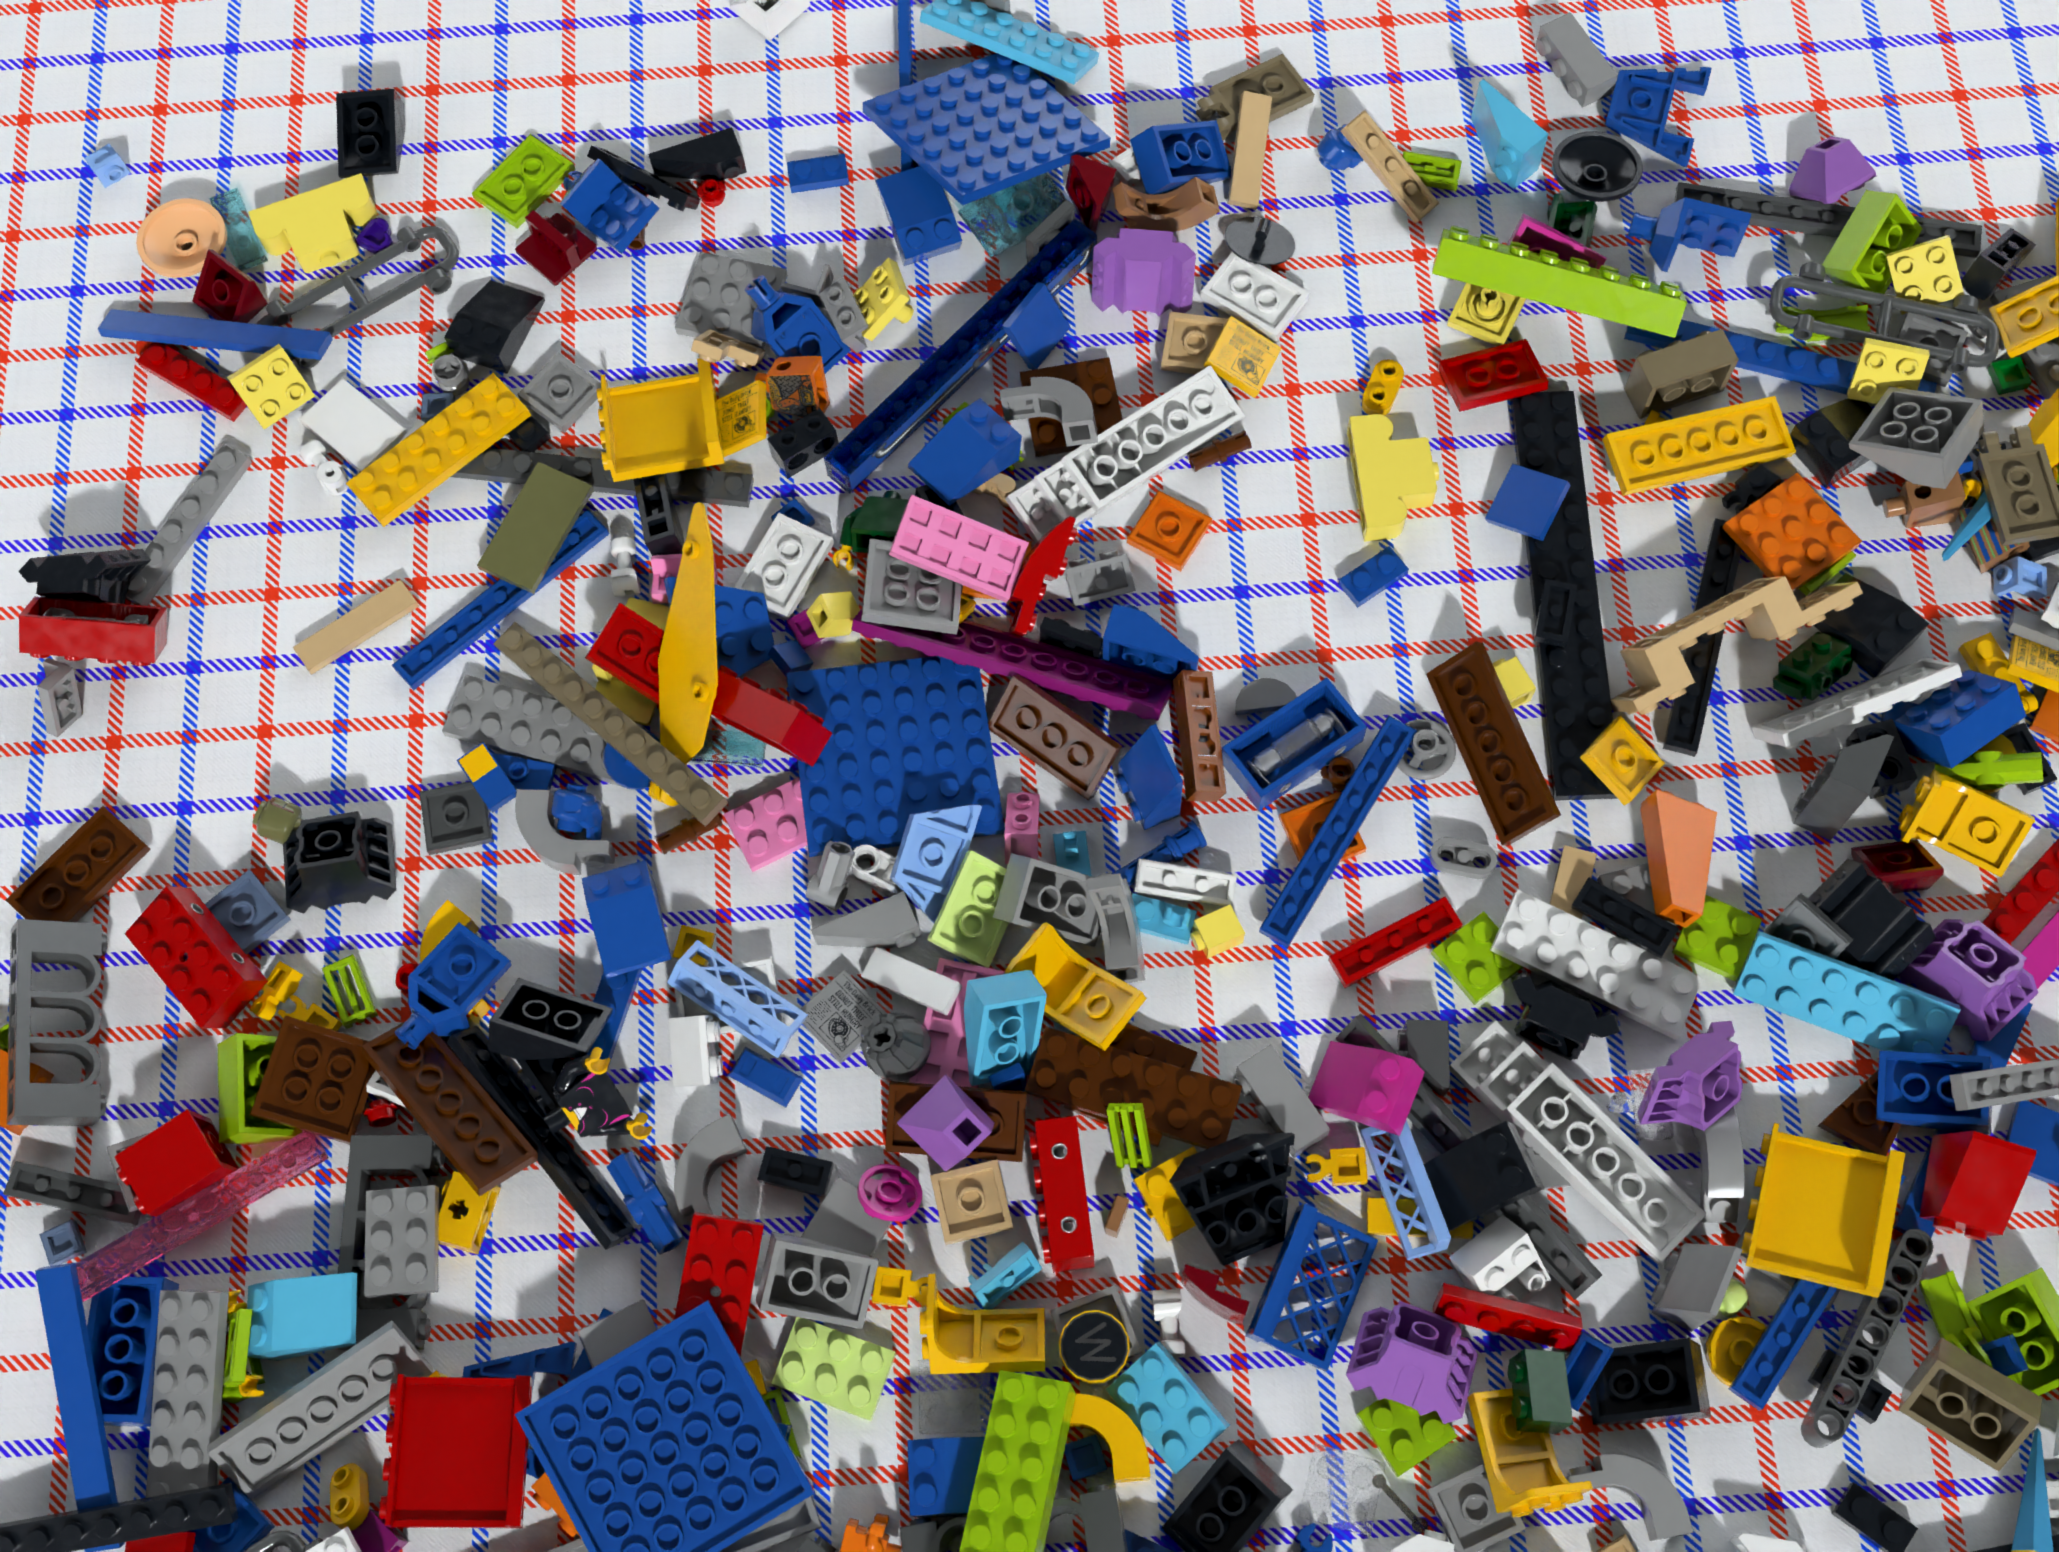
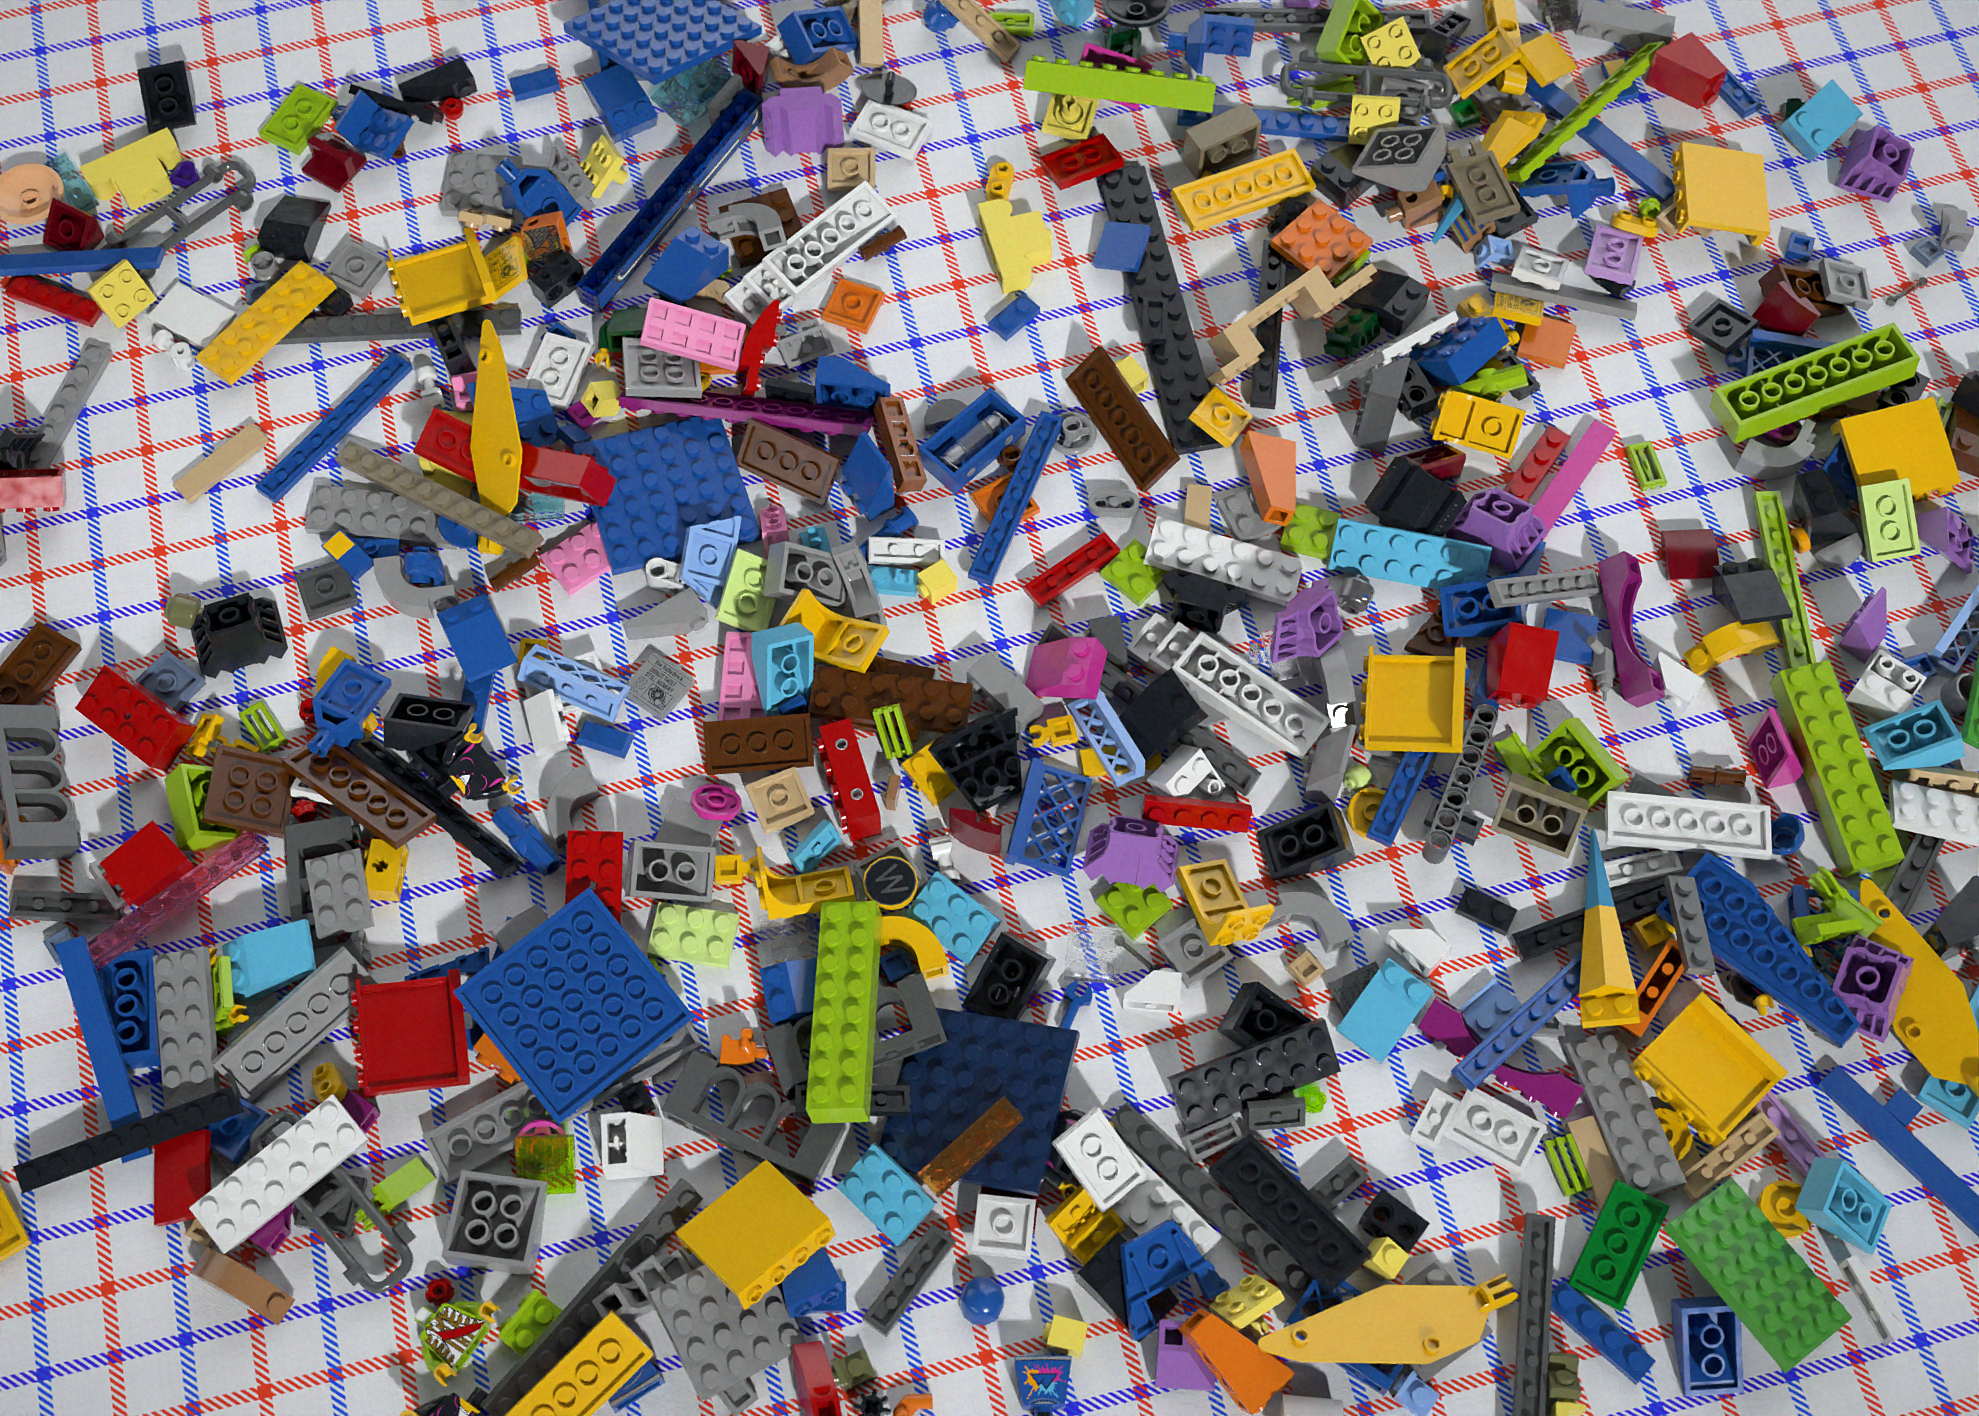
camera: 15 degrees left, 5 degrees down
(535, 527) = (354, 369): olive tile -> none
(795, 1171) = (640, 800): black plate -> none
(829, 883) = (631, 590): light grey piece -> none
(895, 1046) = (702, 697): dark grey piece -> none
(911, 981) = (707, 651): white tile -> none
(946, 1123) = (751, 743): medium lavender slope -> none
(1036, 326) = (726, 170): blue tile -> none
(1242, 356) = (889, 173): yellow tile -> none
(1540, 1391) = (1228, 858): dark green brick -> none
(1584, 1366) = (1256, 842): blue tile -> none
(1625, 917) = (1239, 525): black tile -> none
(1764, 1038) = (1355, 594): none -> flat silver head
(1809, 928) = (1375, 509): dark grey tile -> none

